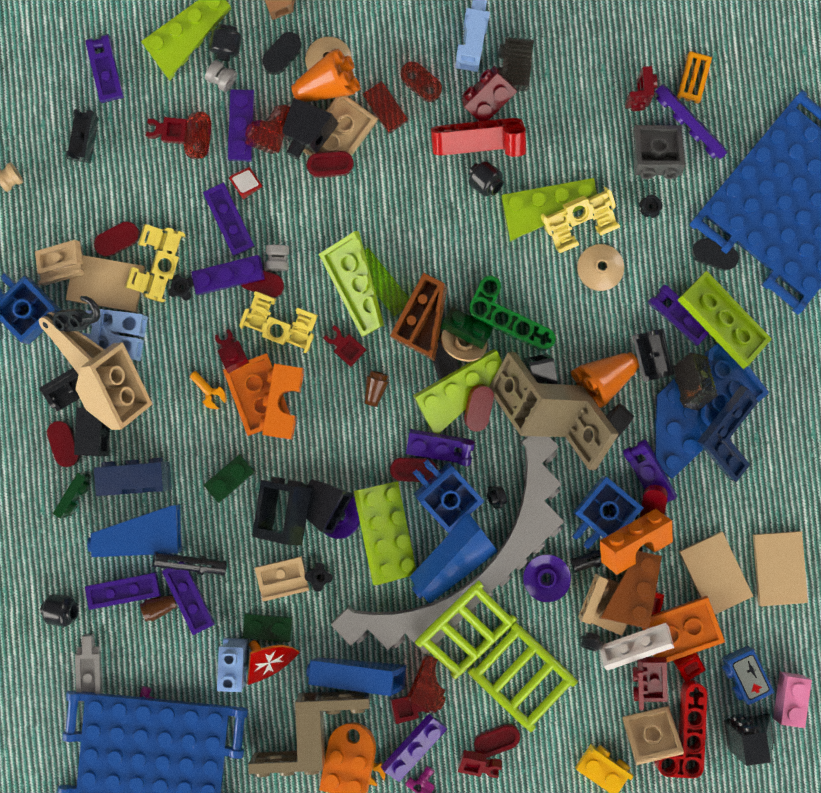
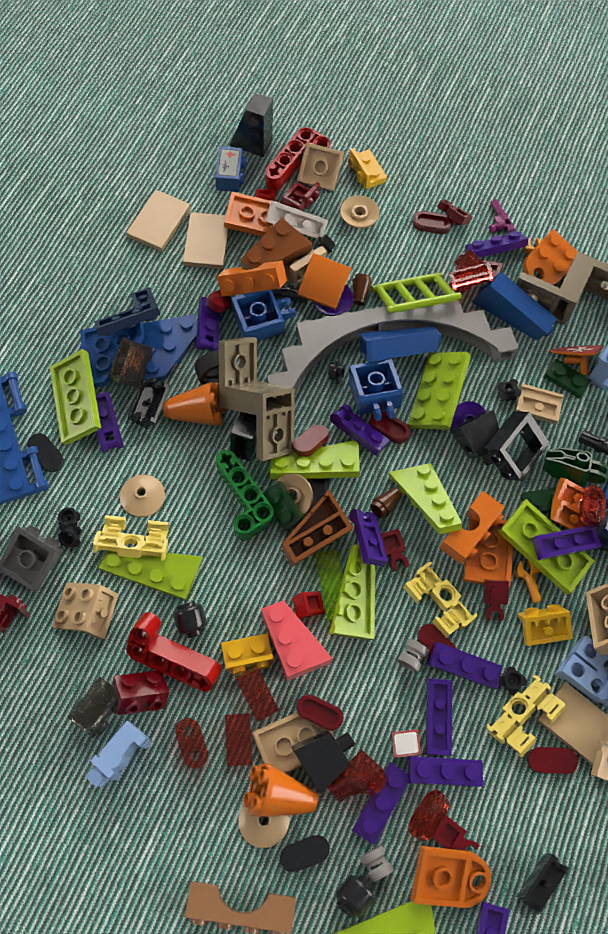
camera: 155 degrees left, 20 degrees down
(157, 96) = (446, 878): none -> orange plate
(175, 354) = (546, 625): none -> yellow bracket
(182, 486) = (592, 506): none -> clear red plate
(190, 436) = (566, 542): none -> dark purple plate
(199, 481) = (567, 504): none -> orange slope
(201, 178) = (445, 771): none -> dark purple plate
(207, 426) = (529, 522): none -> lime plate
(217, 525) = (574, 466): none -> dark green hinge
(341, 412) = (428, 495): none -> lime wing
(372, 339) = (369, 537): none -> dark purple plate
(386, 208) = (293, 642): none -> coral wedge
(391, 149) = (257, 694): none -> clear red plate
(392, 253) = (308, 604): none -> red slope
(417, 675) = (471, 276): none -> clear red plate
(419, 179) = (247, 653): none -> yellow bracket
(511, 705) = (408, 236): lime bar -> none
(525, 607) = (361, 285): none -> reddish brown cone
(564, 585) = (324, 281): none -> orange slope
(580, 135) = (85, 609): none -> tan bracket
(584, 713) = (359, 211): none -> tan dish
(638, 190) = (67, 540): none -> black plate
(792, 699) = (208, 138): bright pink brick -> none

